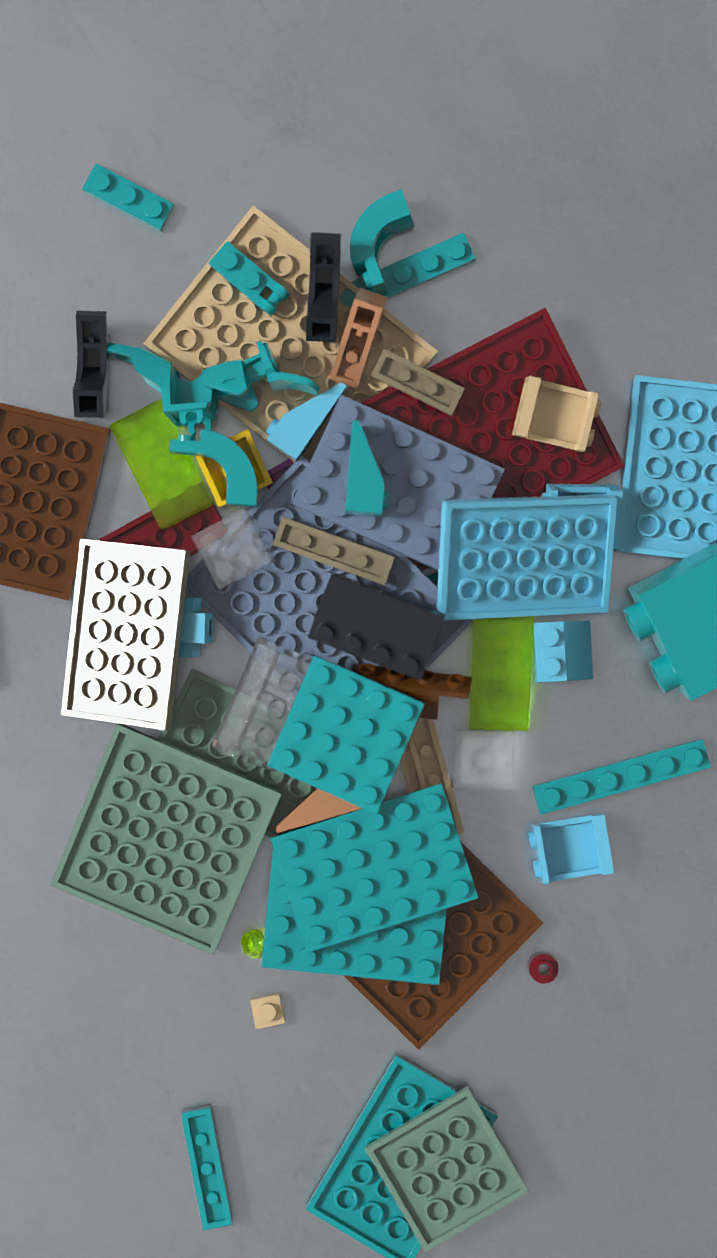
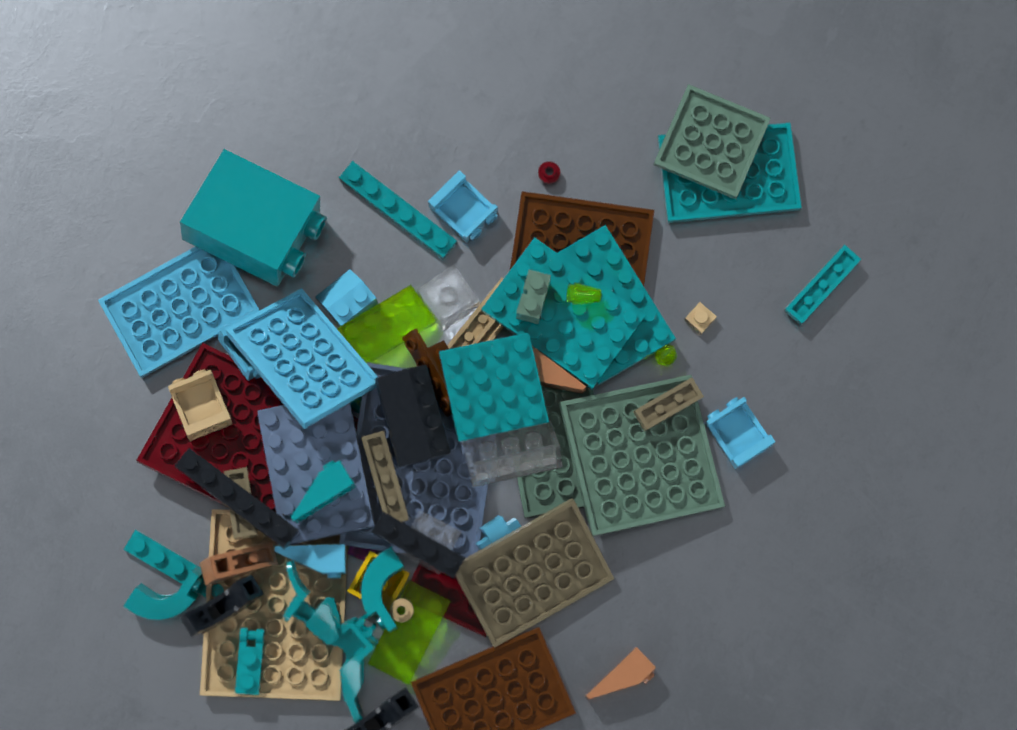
camera: 125 degrees left, 10 degrees down
(115, 958) = (738, 432): none -> medium azure panel
(189, 478) = (409, 610): none -> tan plate
(196, 906) = (668, 404): none -> dark tan plate
(233, 532) = (418, 545): none -> black plate
(375, 902) = (582, 294): none -> clear neon green cone
(416, 857) = (533, 296): none -> sand green piece
(424, 380) = (236, 498): none -> black plate

